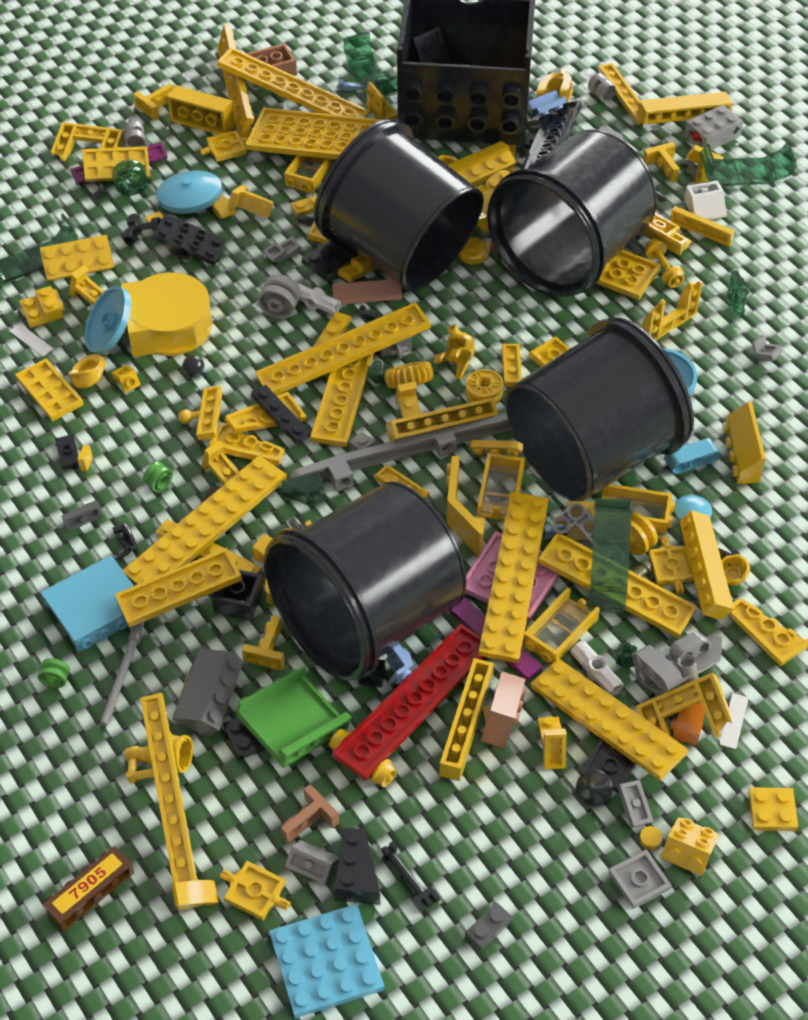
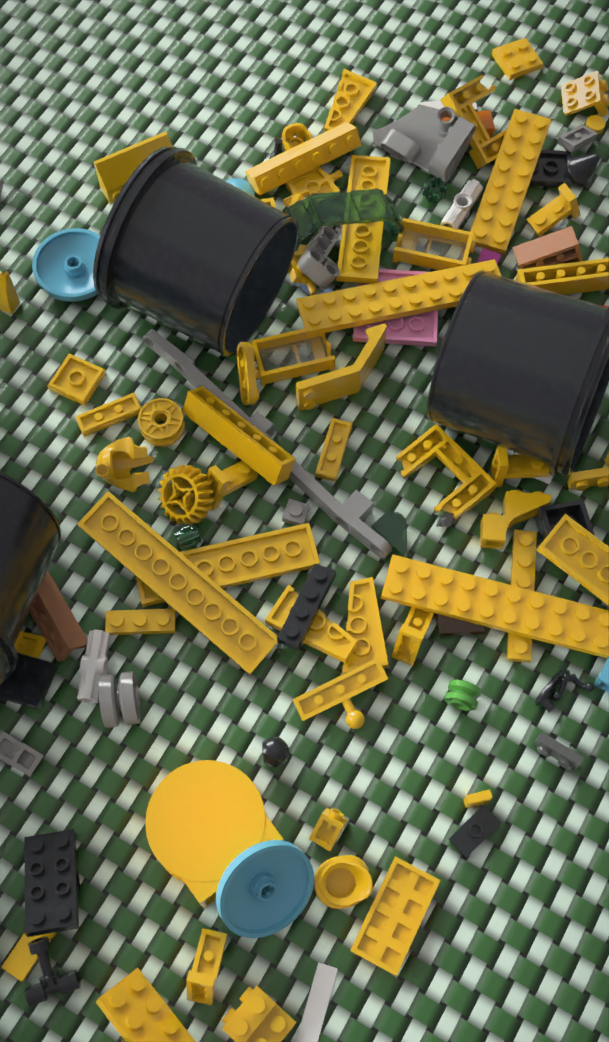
camera: 115 degrees left, 15 degrees up
(369, 315) = (93, 592): black bar -> none

